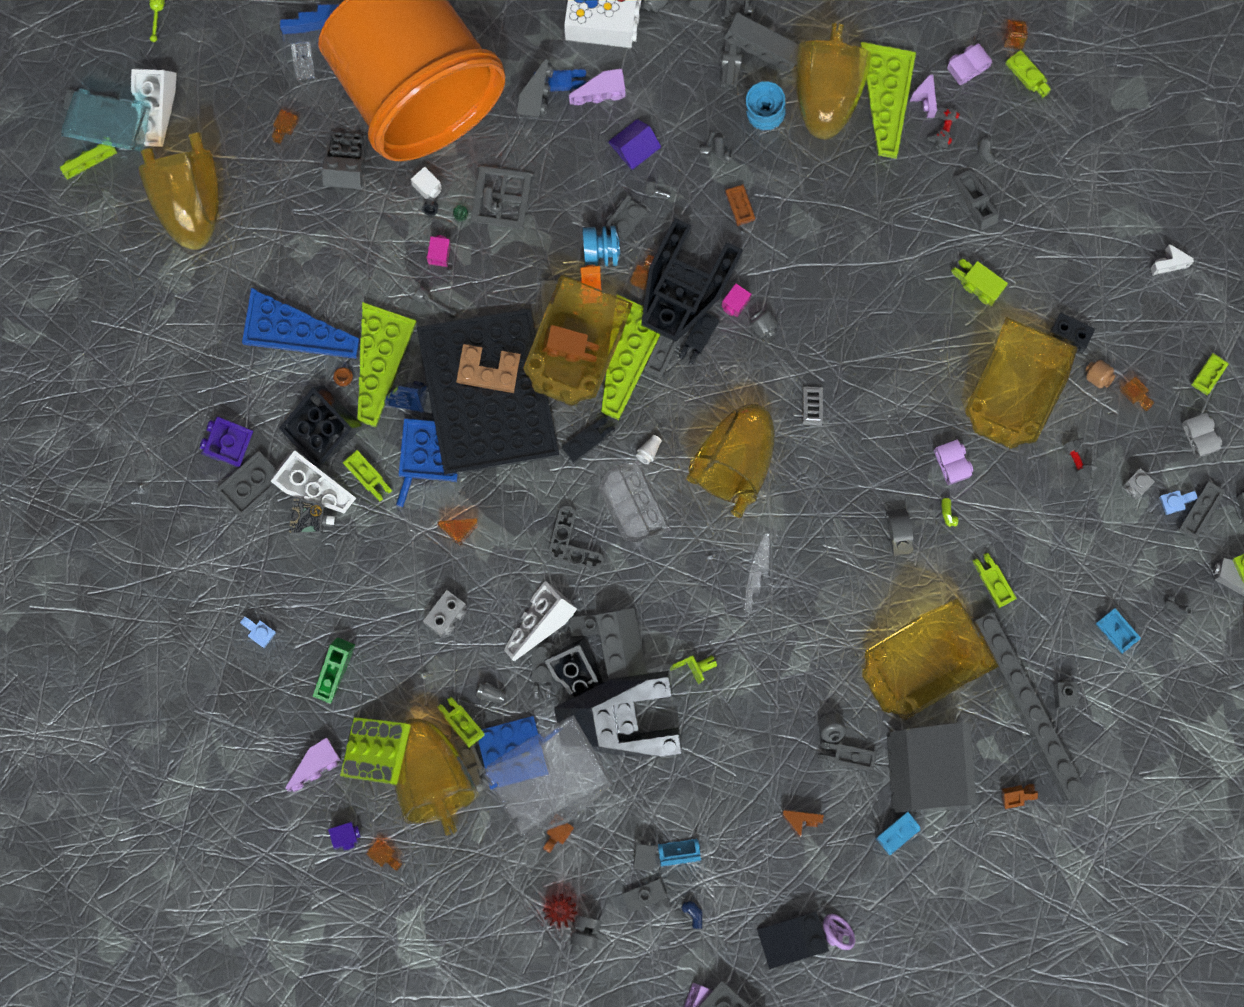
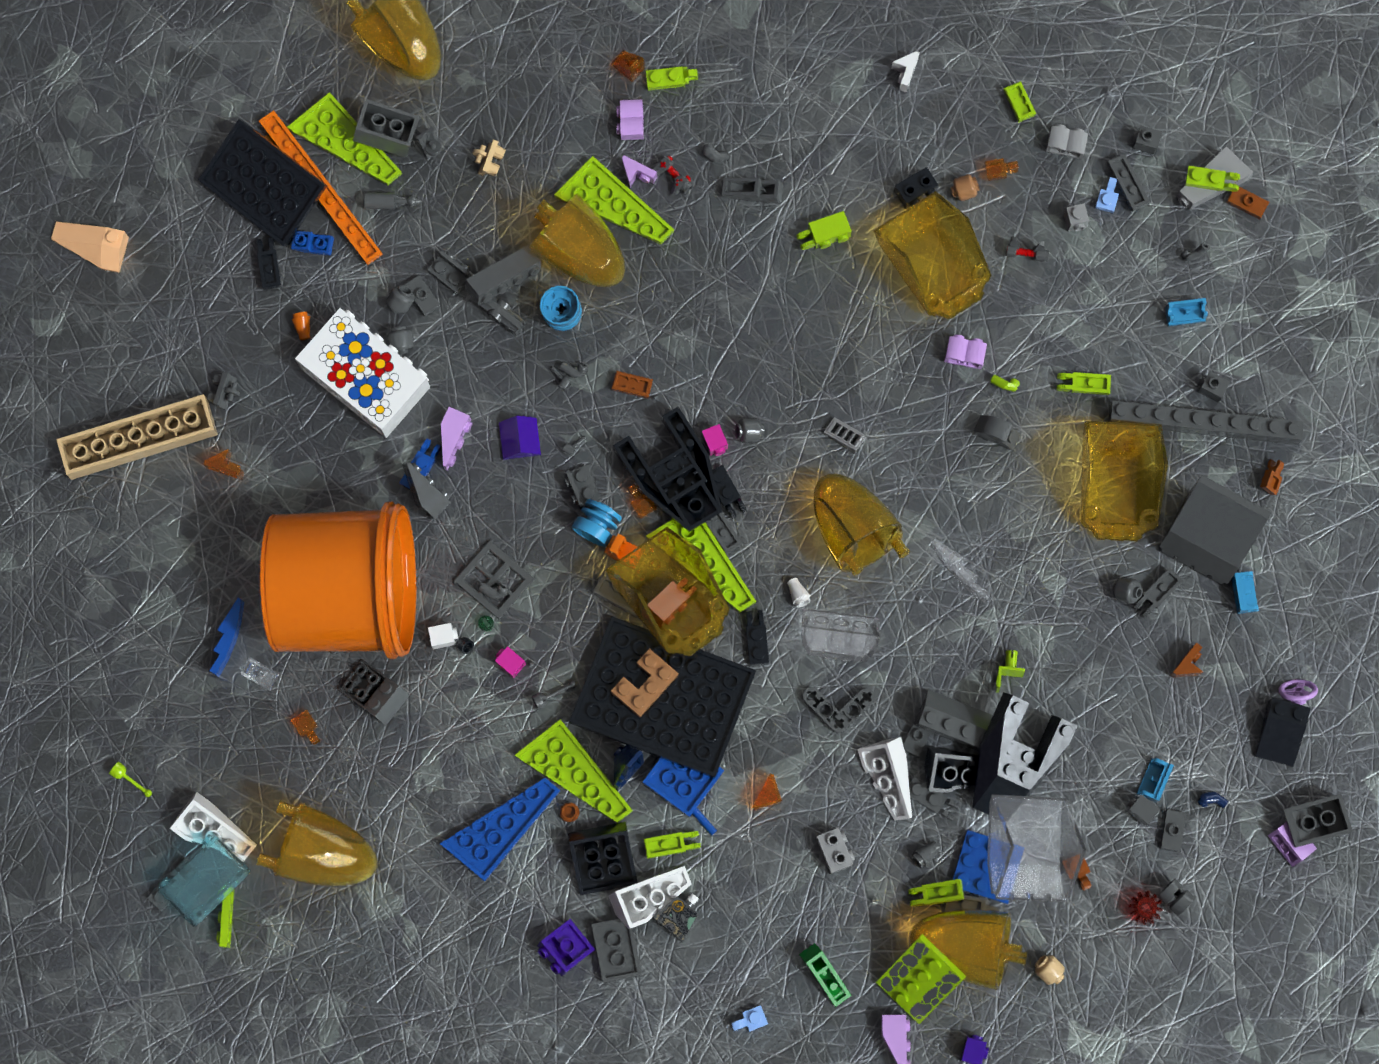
camera: 55 degrees left, 0 degrees up
(382, 854) = (1007, 1028): clear orange plate -> none
(454, 859) = (1049, 970): none -> tan head

